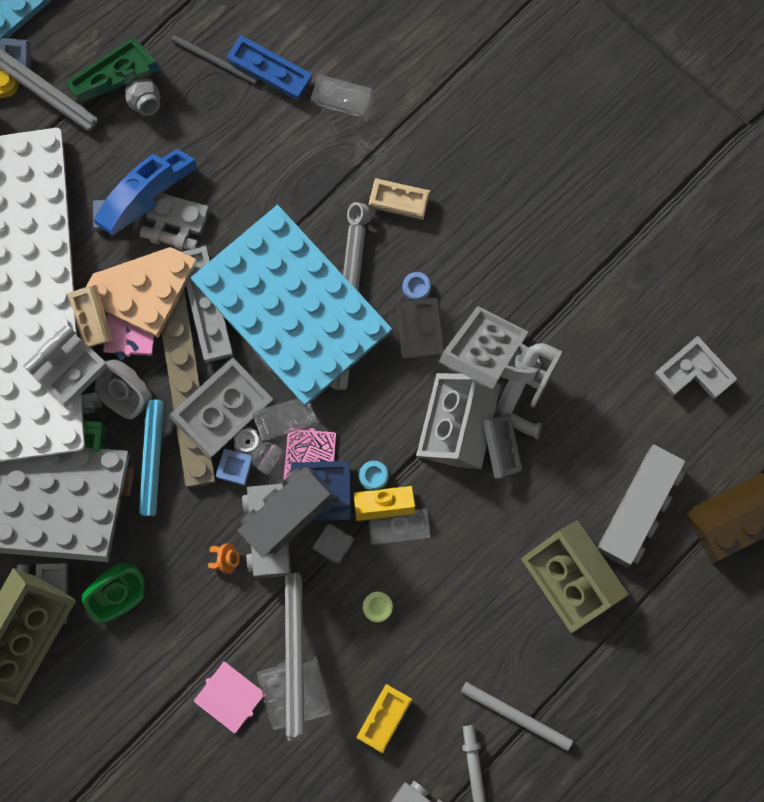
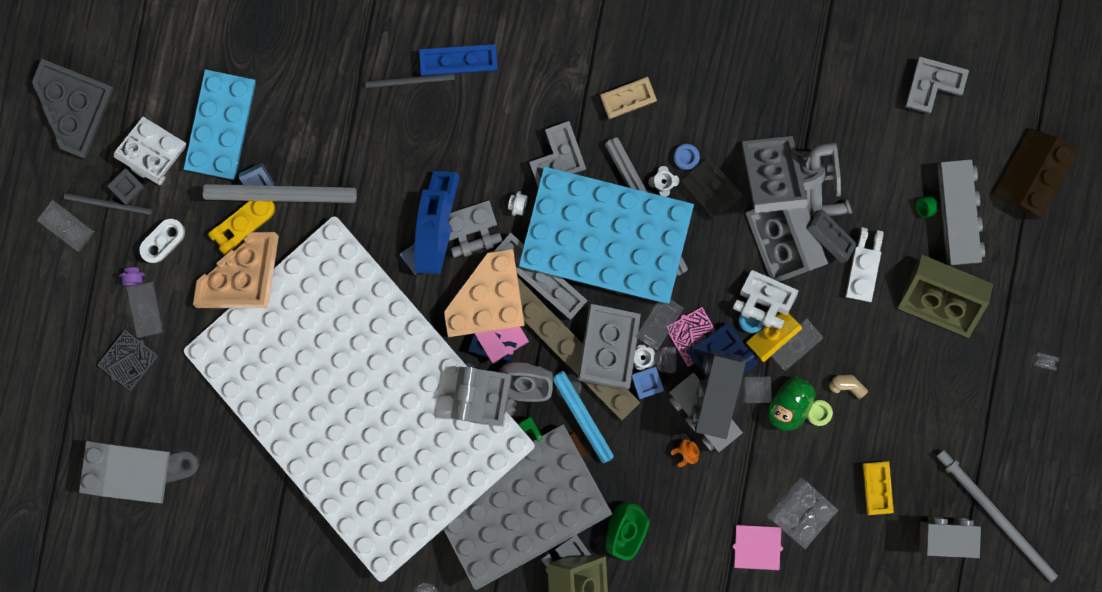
camera: 30 degrees left, 10 degrees up
(90, 316) = (466, 345): tan plate -> none
(112, 71) = (342, 144): dark green wing -> none
(143, 96) = (378, 148): light grey rock -> none
(232, 226) = (518, 203): none -> white plate
(294, 657) = (789, 489): light grey axle -> none
(308, 207) = (565, 151): none -> light grey plate
(341, 95) = (527, 45): clear plate -> none
(356, 579) = (791, 404): none -> green piece
(359, 213) = (606, 130): light grey hinge -> none
(385, 288) = (663, 173): none -> white plate
(405, 458) = (769, 293): none -> white plate
(425, 596) = (848, 382): none -> tan arm
(513, 499) = (864, 268): none -> white hinge
(516, 716) = (969, 423): light grey bar -> none
(612, 480) = (926, 206): none -> green hinge
(632, 706) = (1046, 361): none -> clear bush

